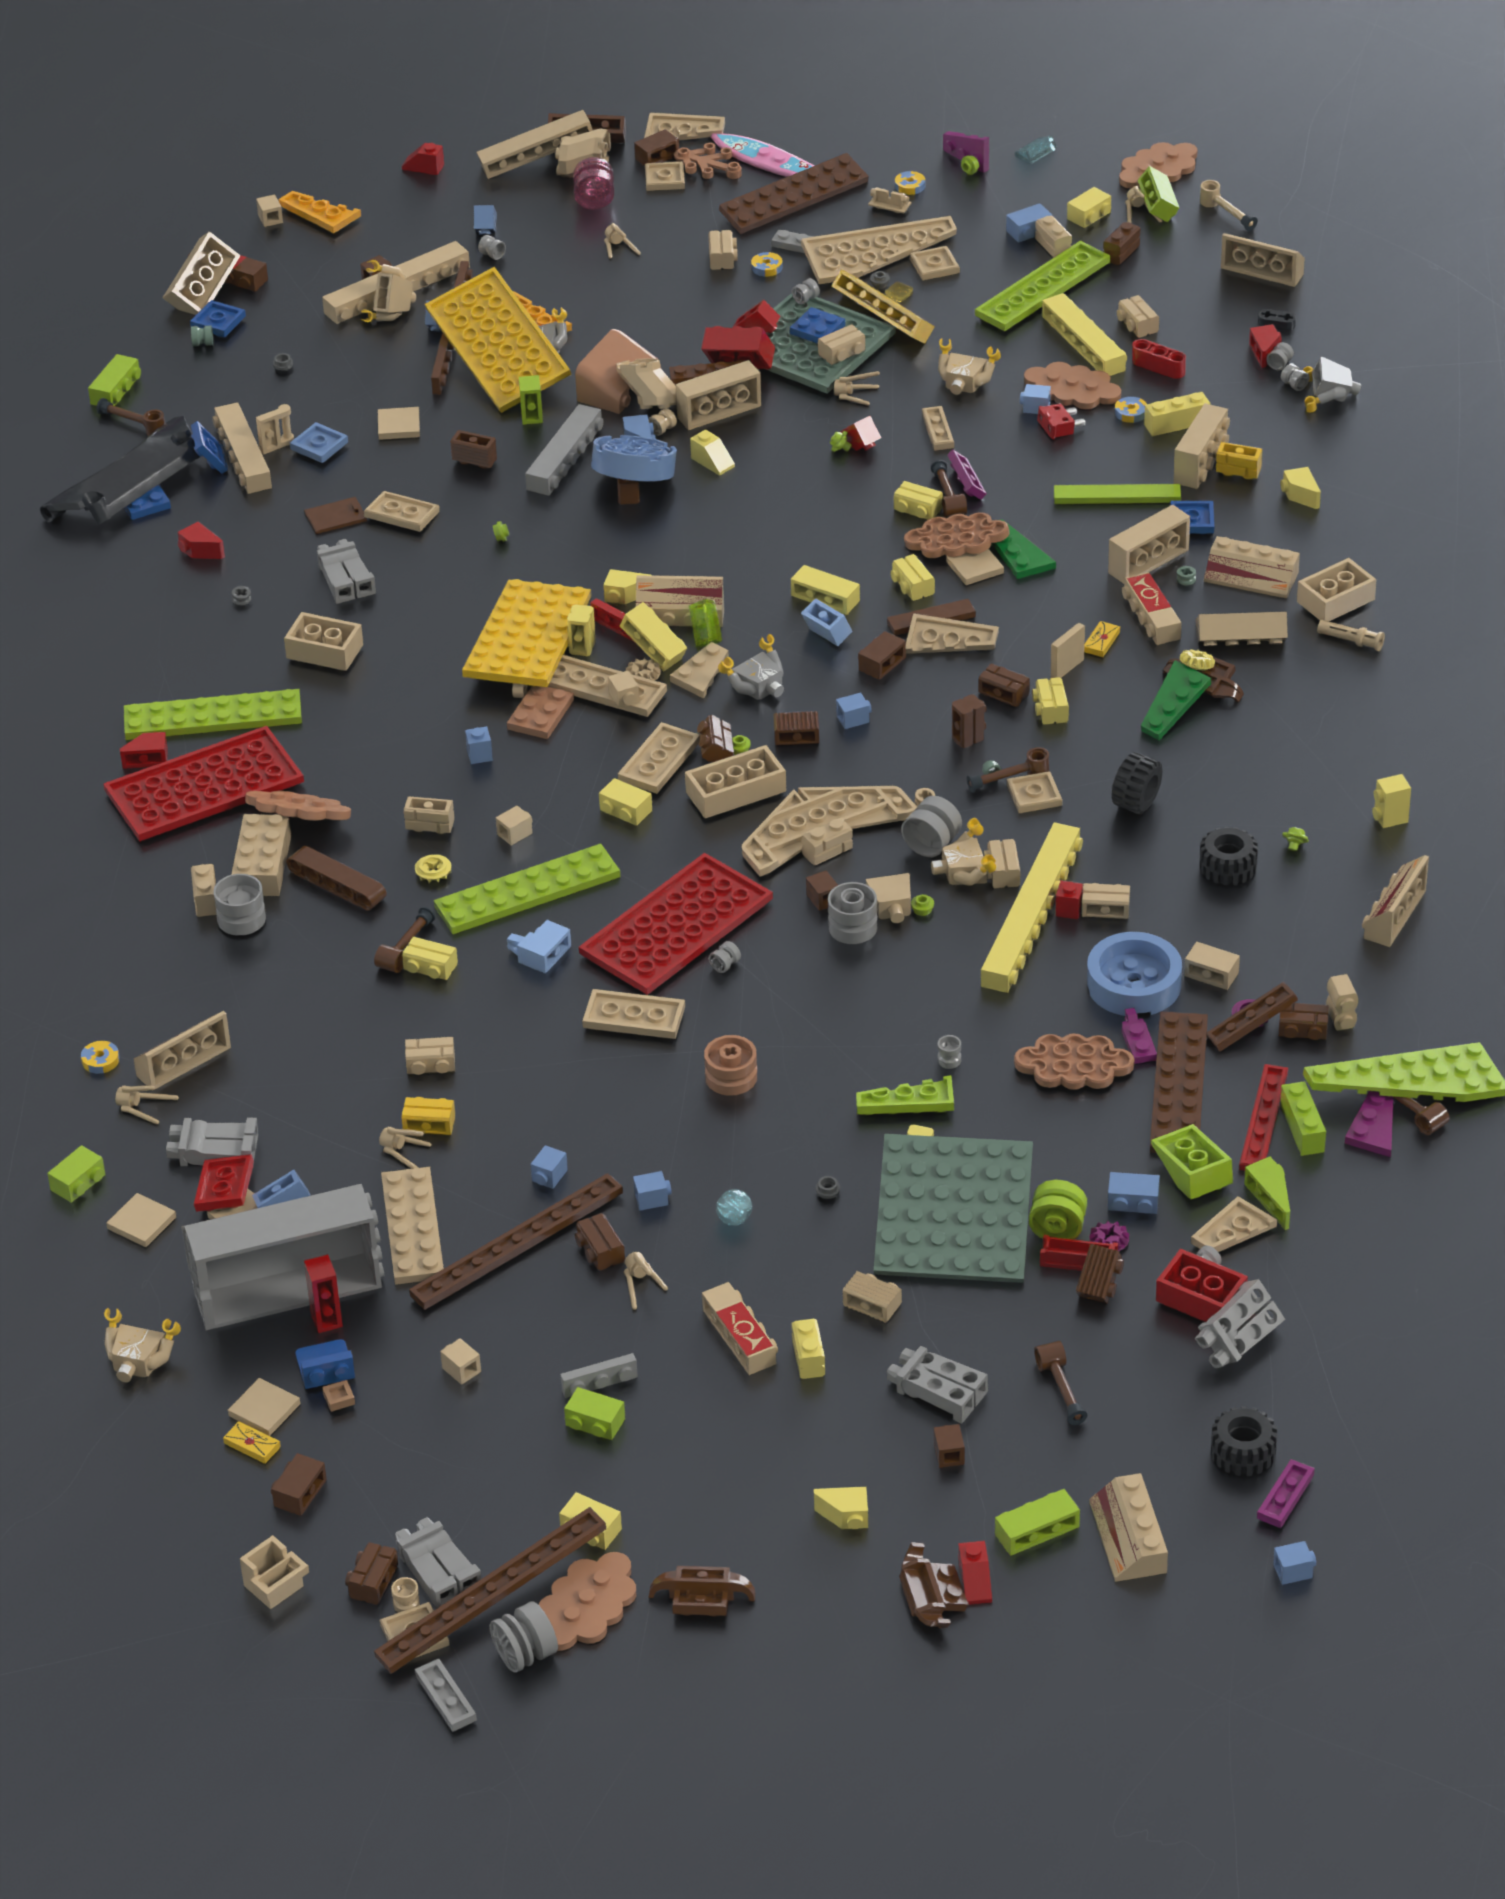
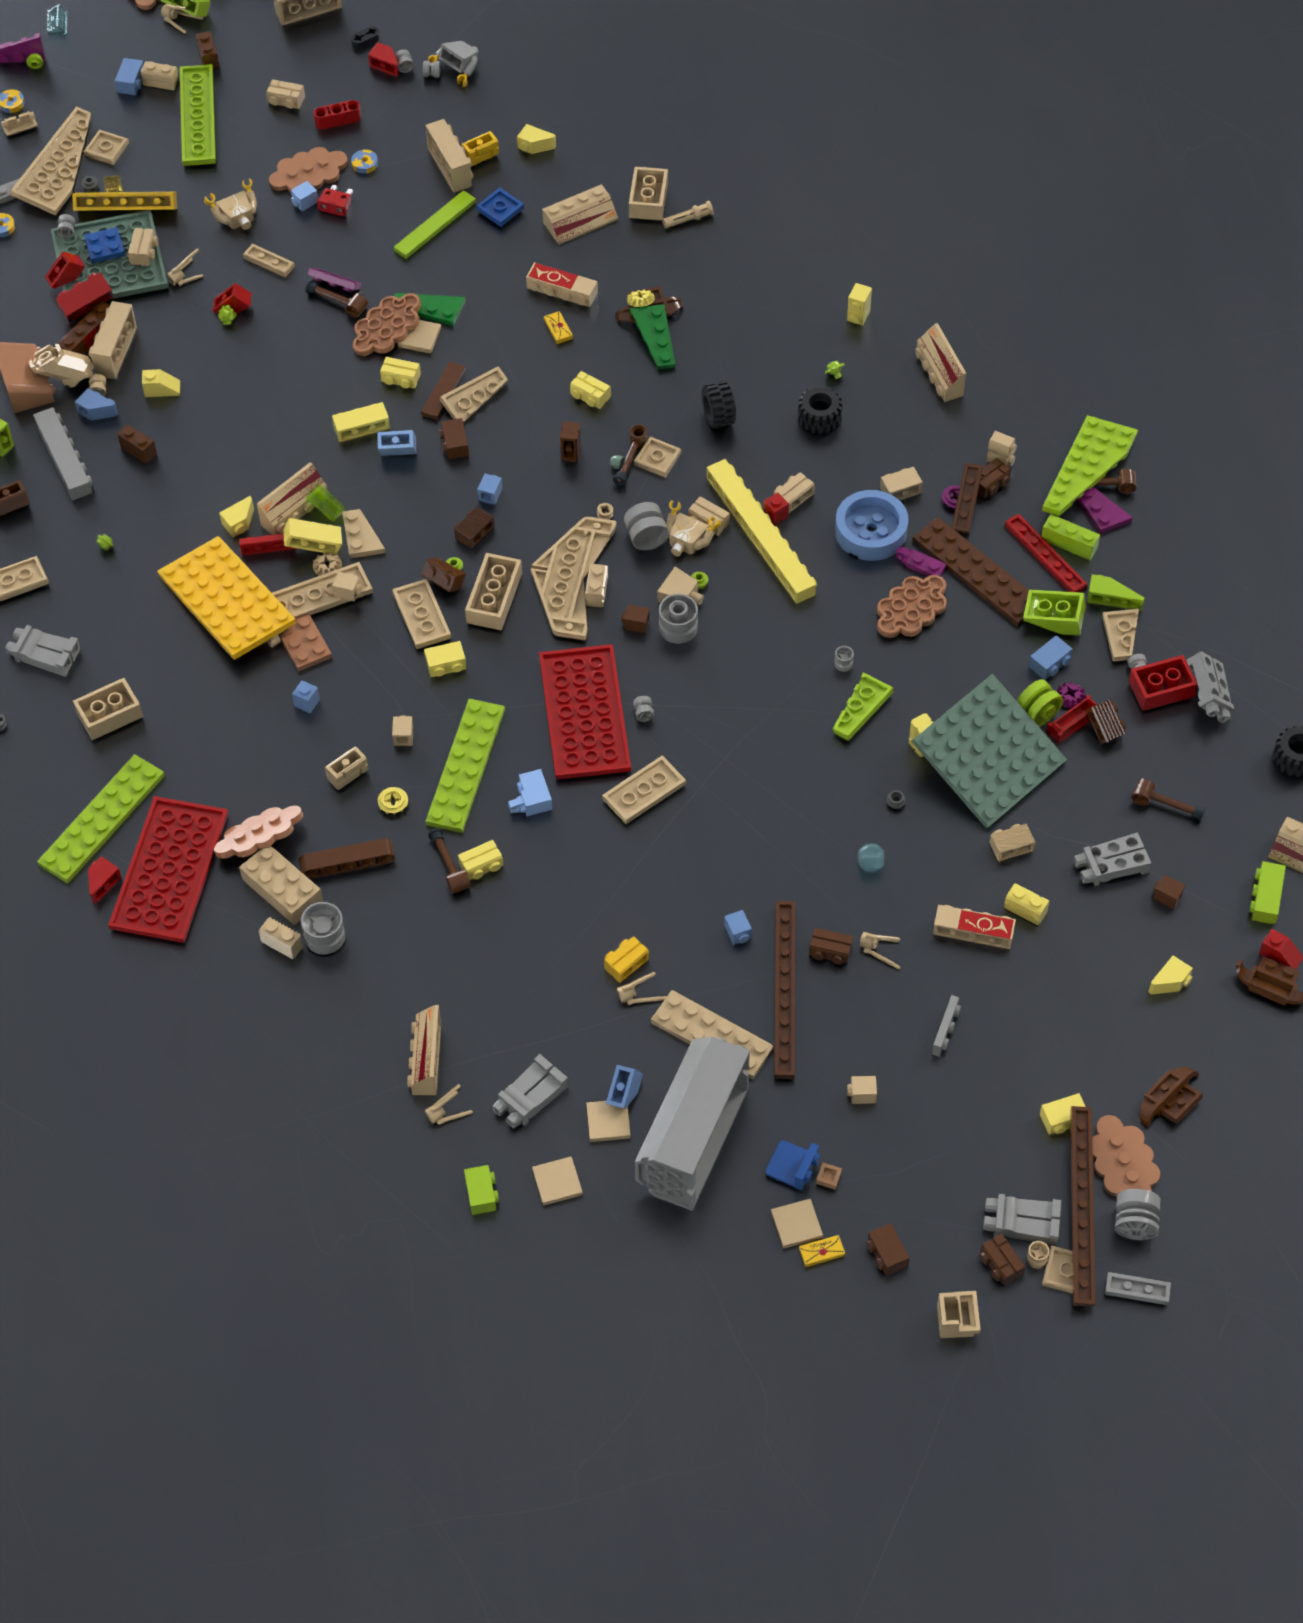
camera: 50 degrees left, 15 degrees up
(100, 1057) = (378, 1111): yellow piece -> none
(137, 1349) = (681, 1261): tan torso -> none
(223, 1183) = (577, 1111): red plate -> none
(323, 1293) = (747, 1123): red brick -> none
(430, 1055) = (571, 921): tan brick -> none
(581, 630) = (262, 566): light yellow brick -> none
(594, 1413) = (976, 1050): lime brick -> none
(633, 458) = (128, 425): medium blue brick -> none
(651, 1190) = (812, 889): medium blue brick -> none
(730, 1065) = (746, 772): nougat wheel -> none
(758, 675) = (404, 509): light grey torso -> none
(918, 500) = (331, 319): light yellow brick -> none
(1004, 685) = (550, 401): reddish brown brick -> none
(1067, 651) = (562, 350): tan tile -> none
(1083, 334) = (270, 130): light yellow brick -> none
(1089, 207) = (152, 39): light yellow brick -> none
(1149, 543) = (508, 244): tan brick -> none
(1173, 413) = (400, 144): light yellow brick -> none
(1186, 575) = (544, 251): sand green bush -> none
(1241, 627) = (627, 258): tan slope -> none

